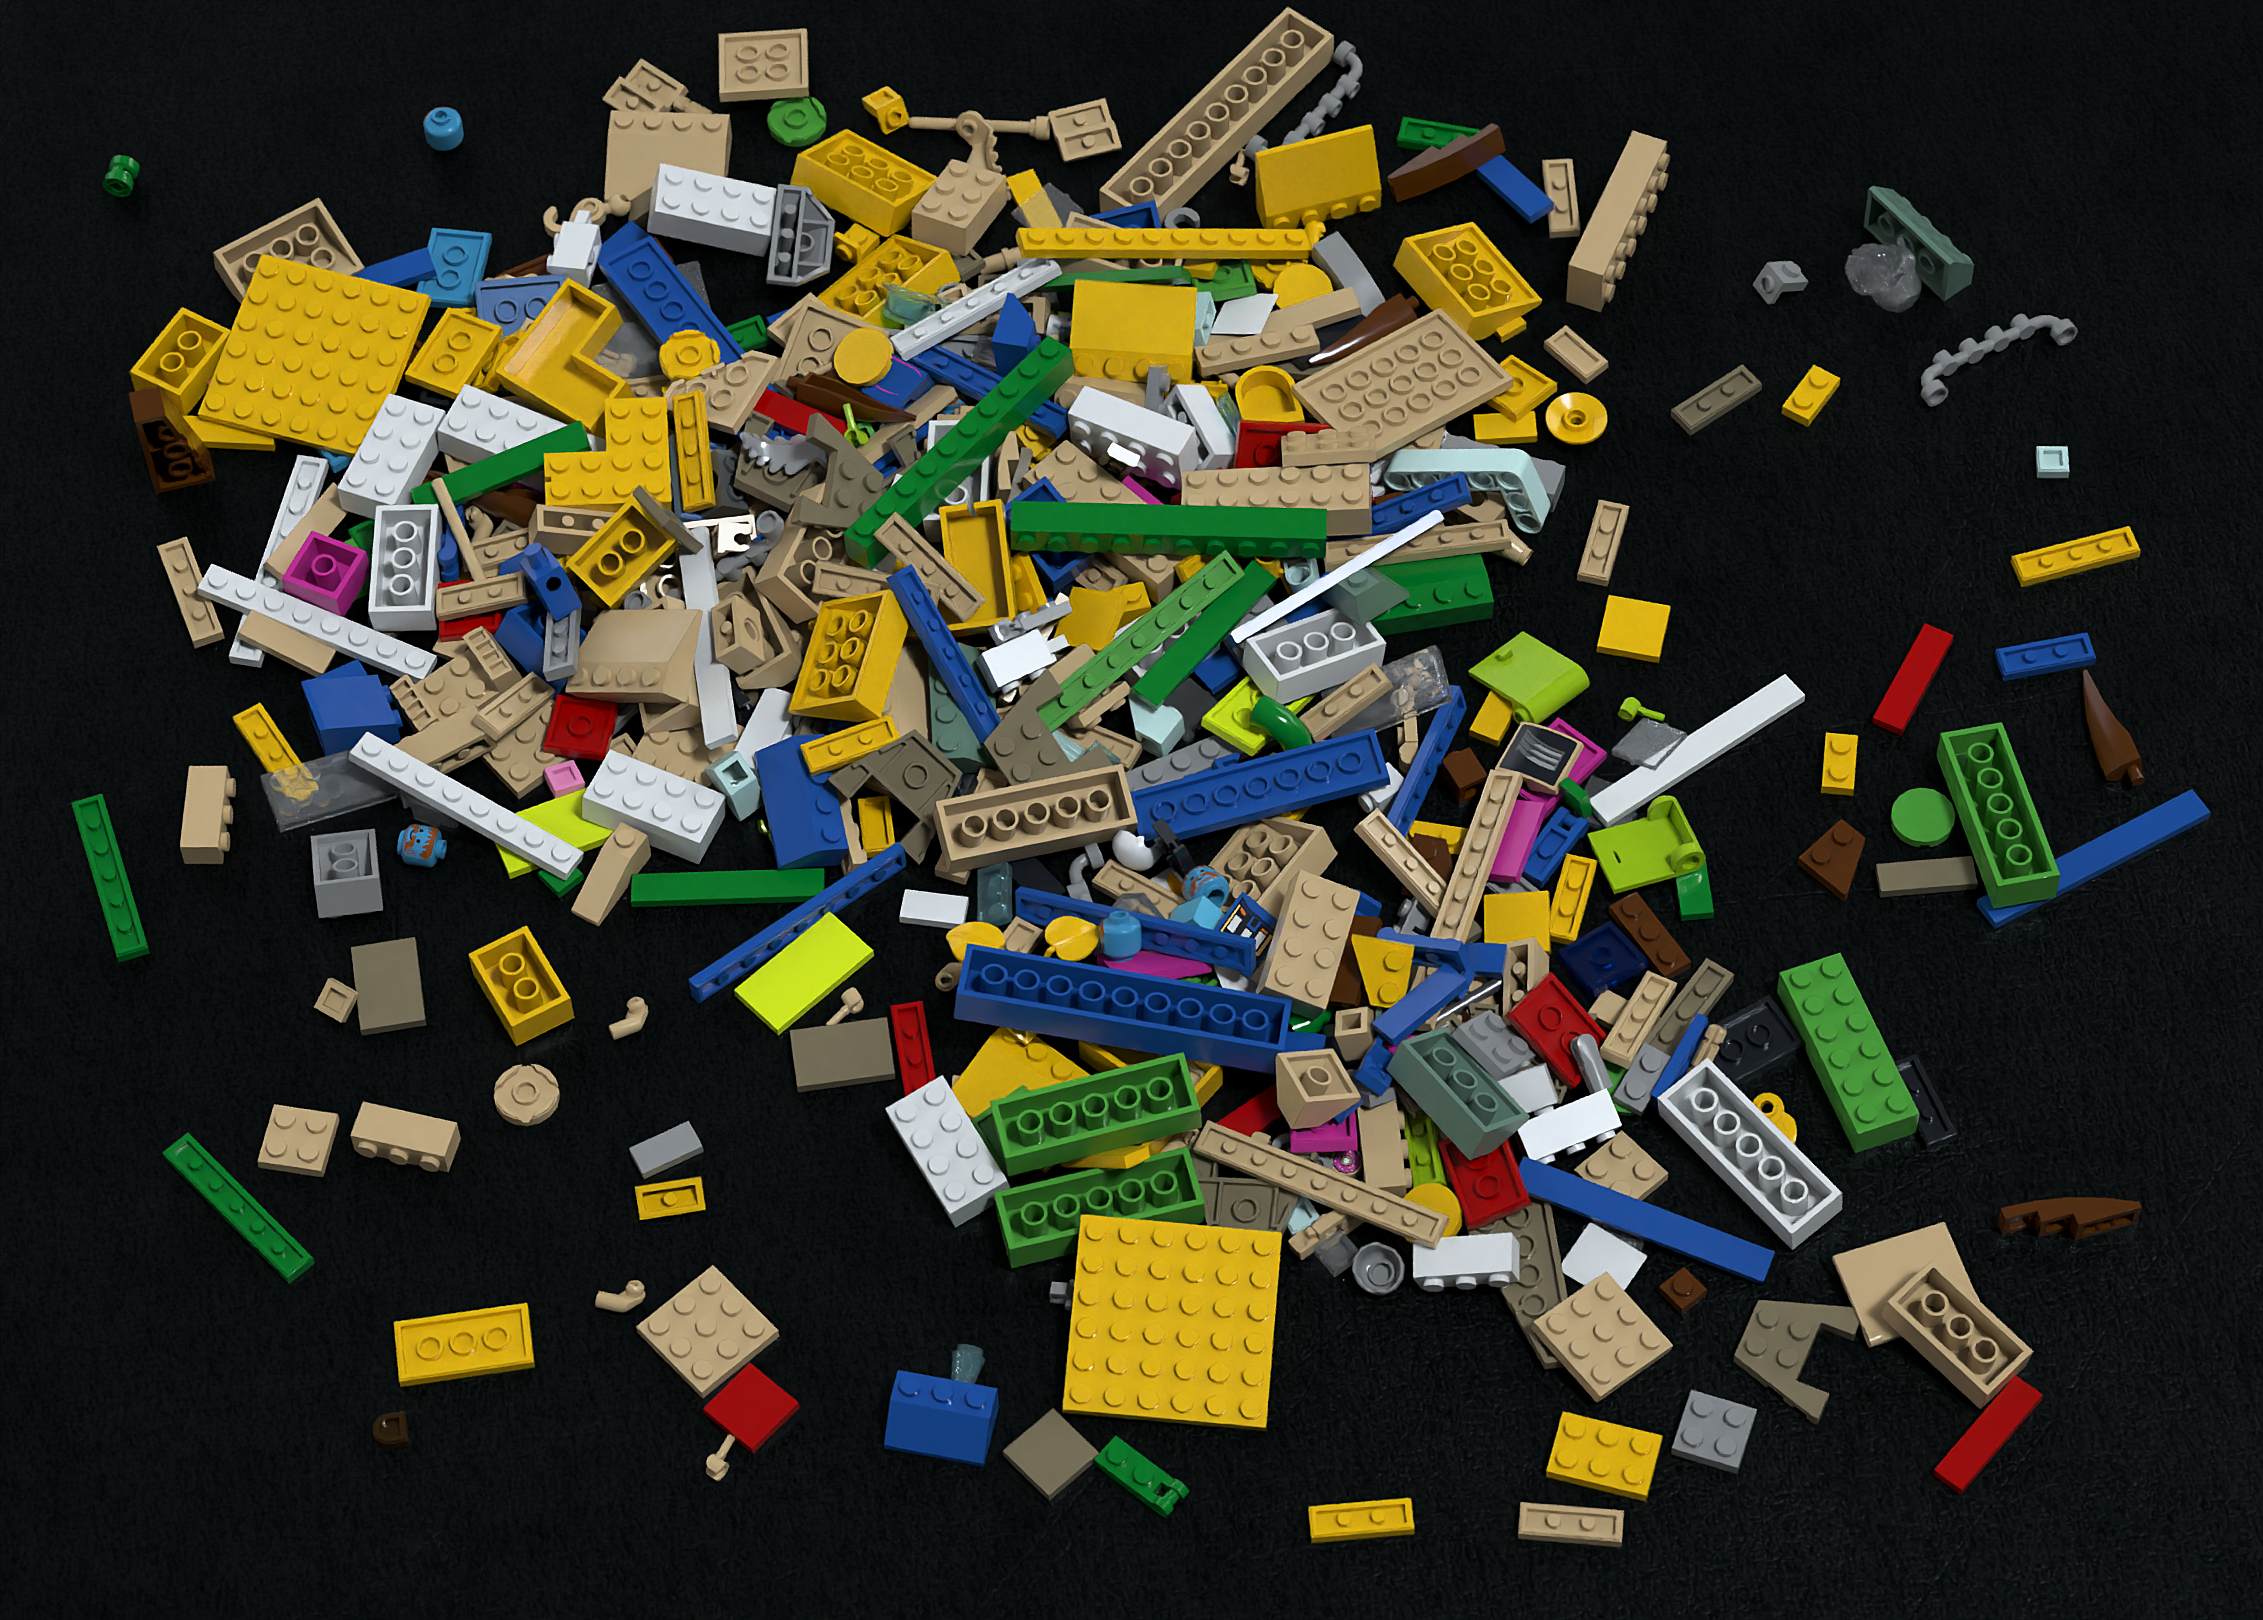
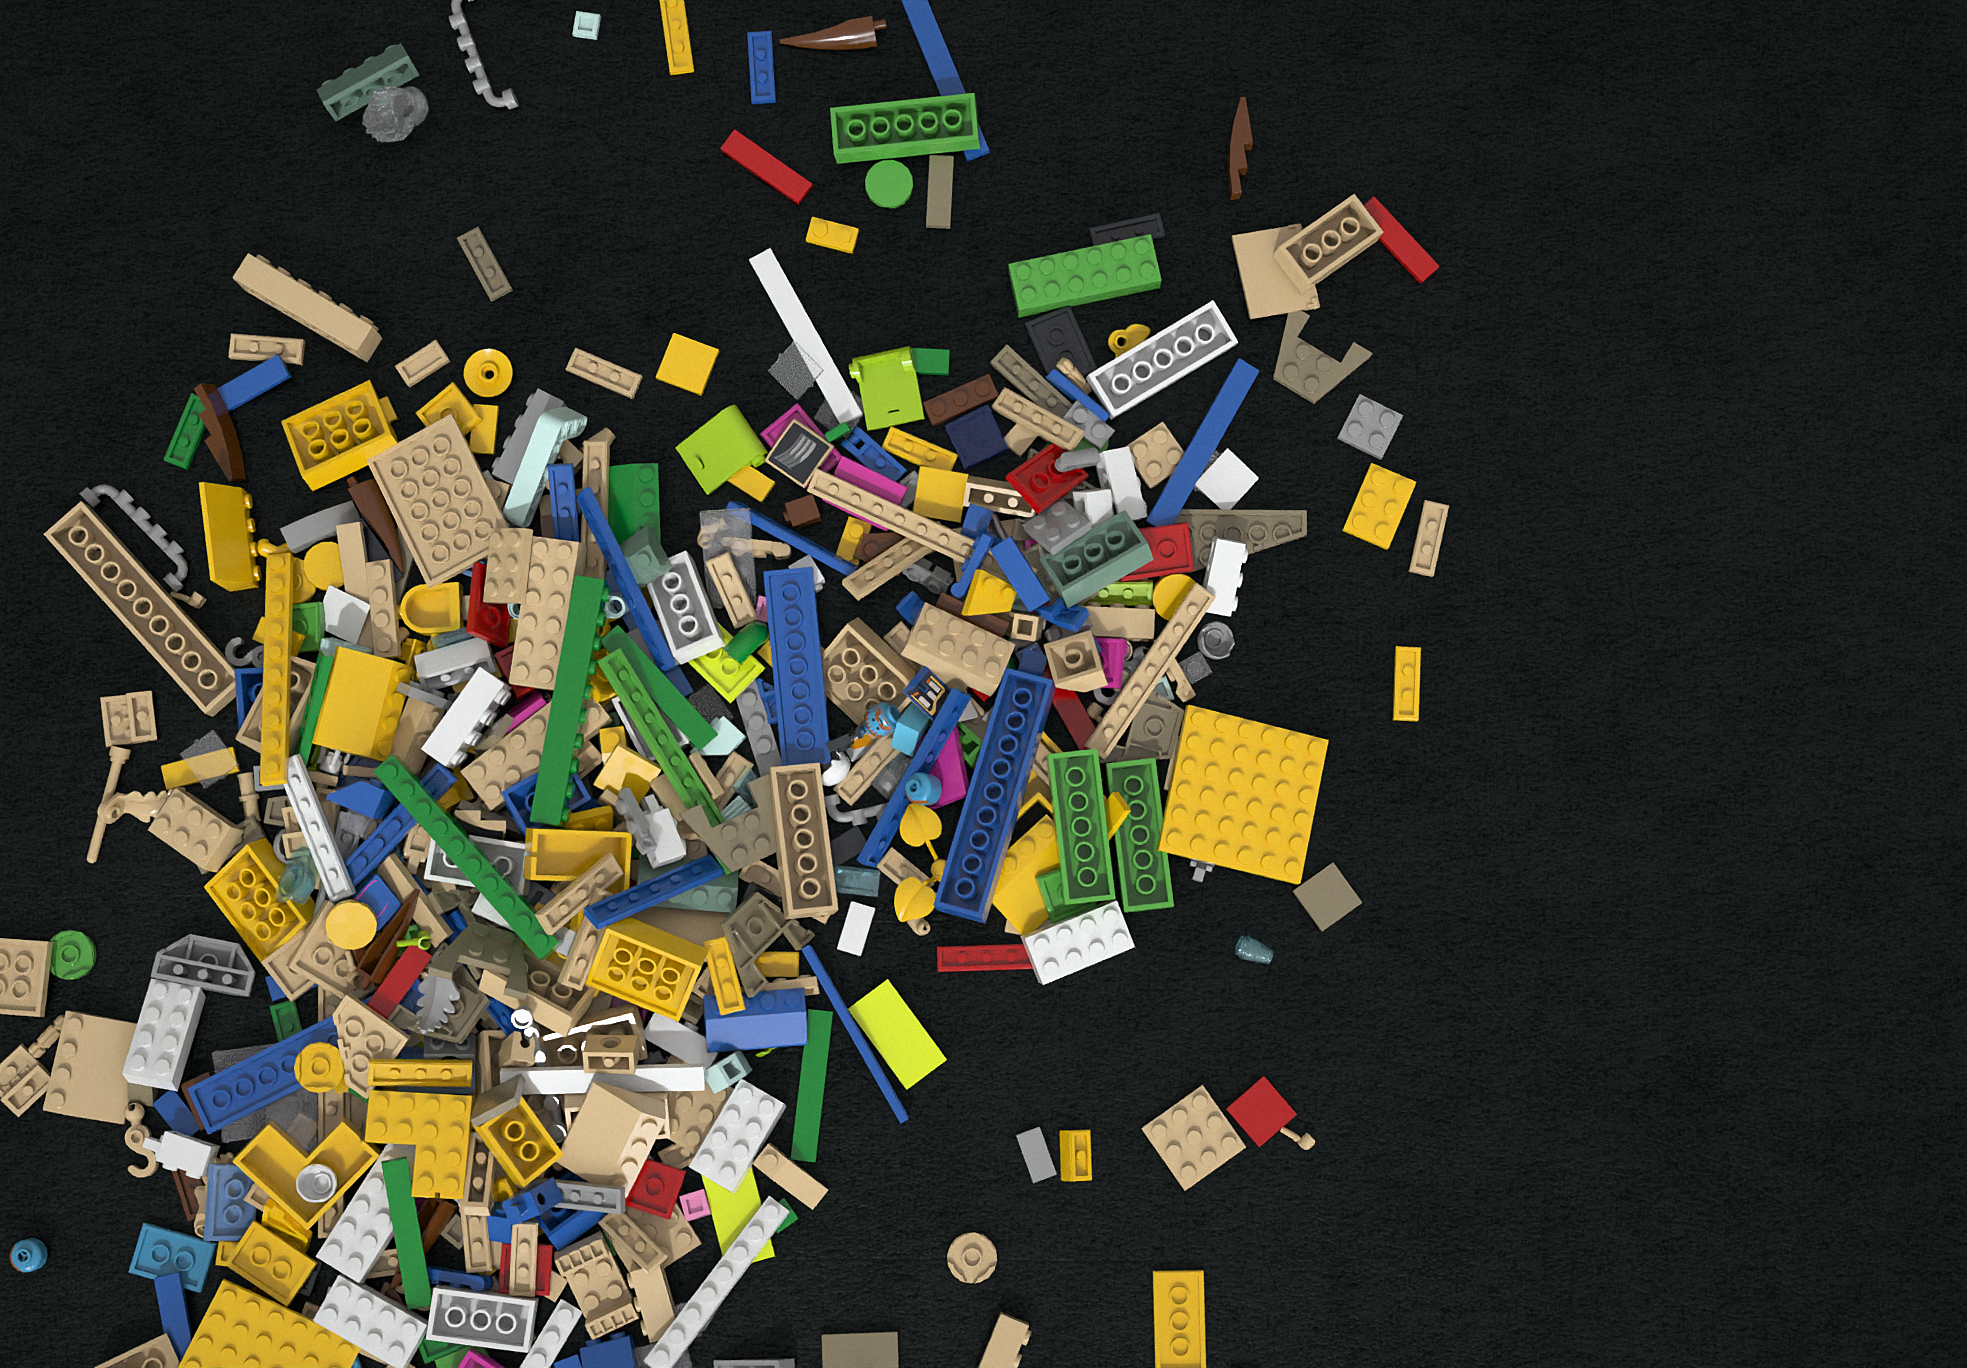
camera: 85 degrees left, 25 degrees up
(421, 846) = (739, 1323): dark azure head -> none
(458, 529) = (458, 1272): tan bar -> none
(479, 522) = (441, 1252): tan arm -> none
(521, 985) = (883, 1254): yellow brick -> none
(552, 372) = (317, 1183): none -> white hair
(624, 1301) = (1160, 1198): tan arm -> none
(634, 1019) = (919, 1169): tan arm -> none
(842, 1054) = (973, 1012): dark tan tile -> none
(853, 1004) = (929, 999): tan hand -> none
(855, 243) = (210, 919): yellow bracket -> none
(862, 181) = (148, 904): yellow slope -> none
(887, 108) = (74, 879): yellow bracket -> none
(941, 1418) = (1292, 972): blue slope -> none
(1140, 1476) = (1352, 835): green plate -> none
(1601, 1336) = (1291, 491): tan plate -> none
(1632, 706) = (760, 379): lime hand -> none
(1682, 1290) = (1256, 428): reddish brown plate -> none
(1779, 278) = (381, 194): light grey bracket -> none
(1810, 395) = (493, 192): yellow plate -> none
(1834, 858) = (914, 253): reddish brown wing -> none

